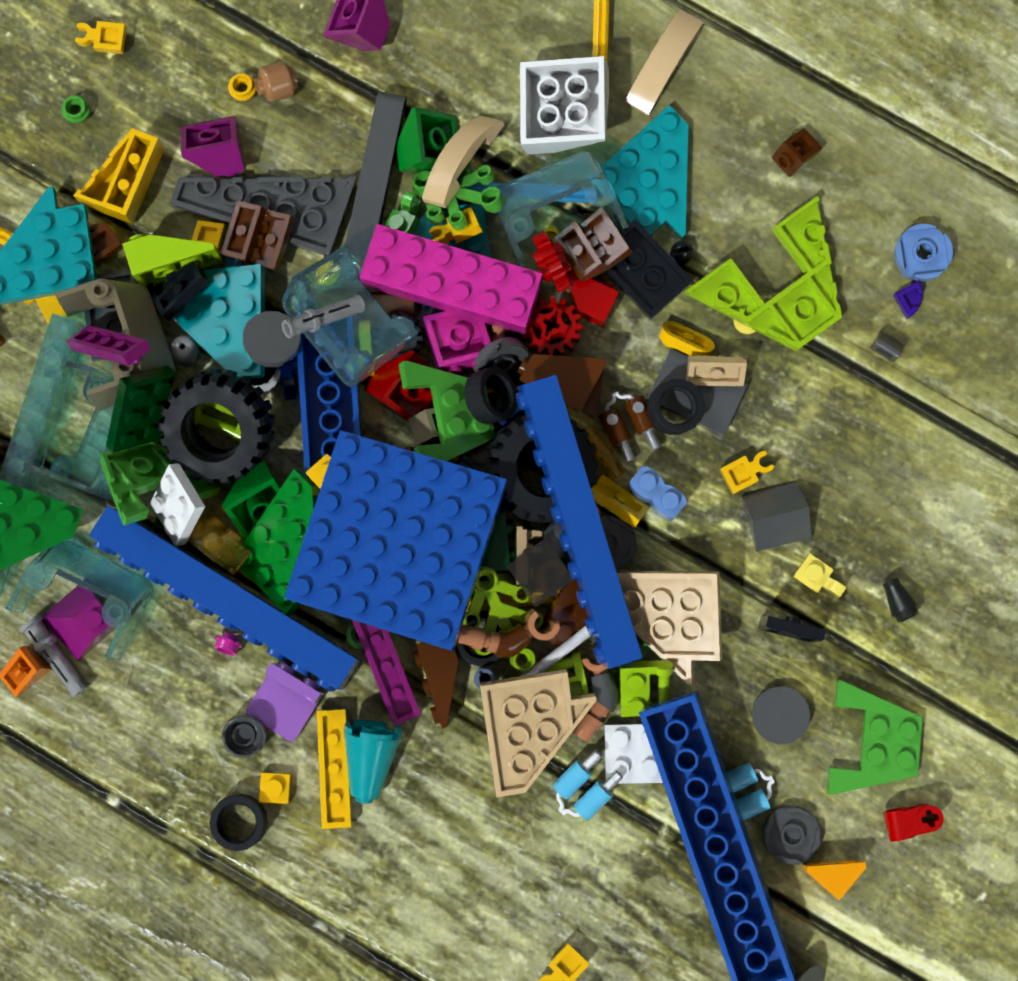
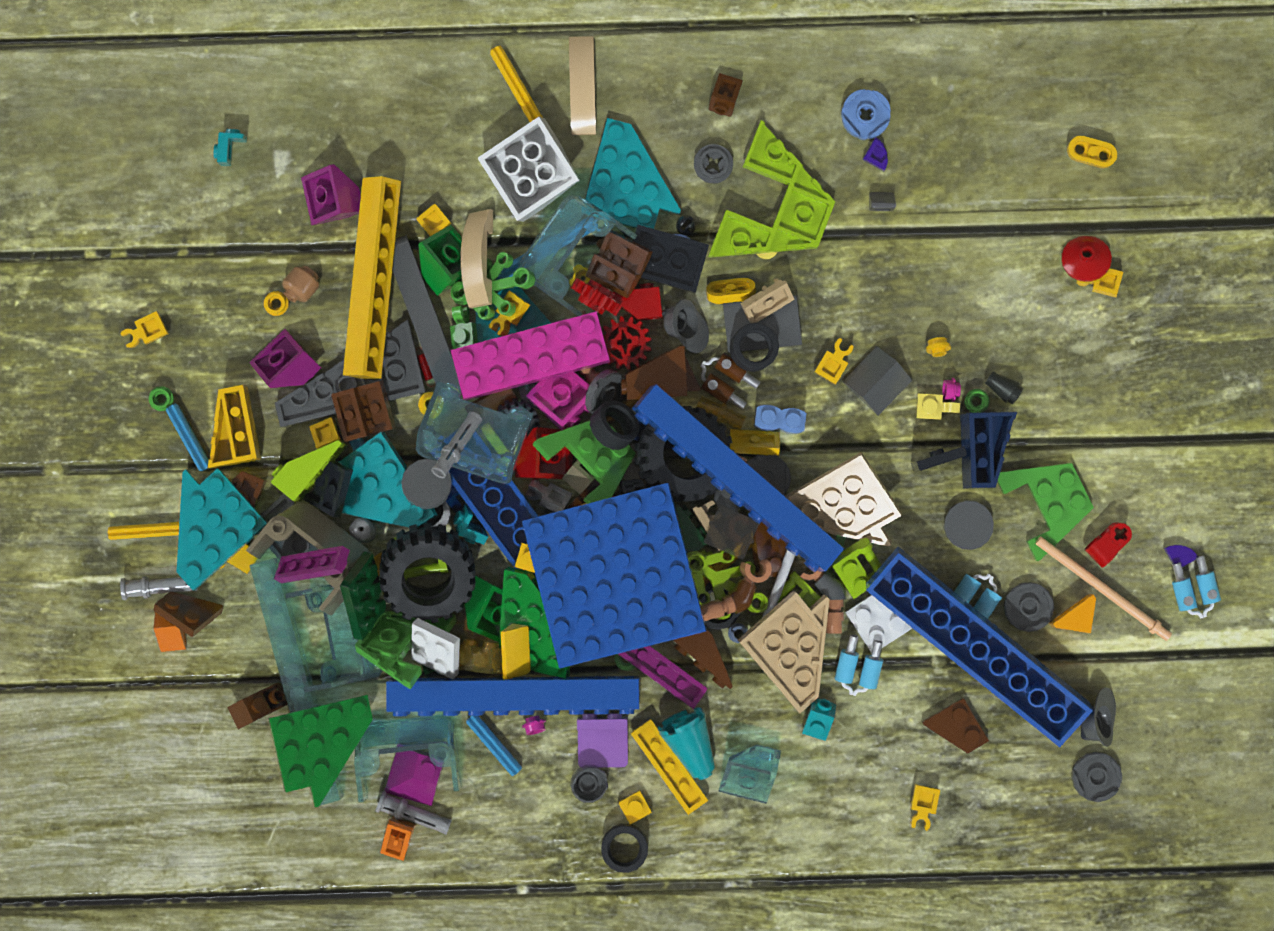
camera: 30 degrees left, 5 degrees up
(77, 158) = (188, 437): none -> dark azure axle
(176, 638) = (494, 745): none -> dark azure axle
(253, 556) = (515, 651): none -> yellow slope
(285, 412) = (467, 529): none -> teal bracket
(343, 232) = (425, 367): none -> red piece
(346, 113) = (371, 277): none -> yellow brick
(384, 429) = (551, 497): none -> light grey plate
(410, 826) = (751, 773): none -> clear light blue slope
(441, 98) = (433, 220): none -> yellow plate
(513, 815) = (819, 719): none -> teal bracket
(623, 347) = (687, 325): none -> dark grey piece
(647, 911) = (957, 726): none -> reddish brown wing
(753, 201) = (714, 152): none -> dark grey gear
(845, 570) = (951, 389): none -> dark pink plate
(848, 641) = (985, 443): none -> dark blue wedge
(857, 519) = (938, 346): none -> yellow plate
(871, 593) = (980, 394): none -> bright green plate
(906, 934) = (1153, 625): none -> light nougat bar
(976, 879) = (1181, 554): none -> dark purple tile
(986, 925) = (1207, 587): none -> medium azure piece

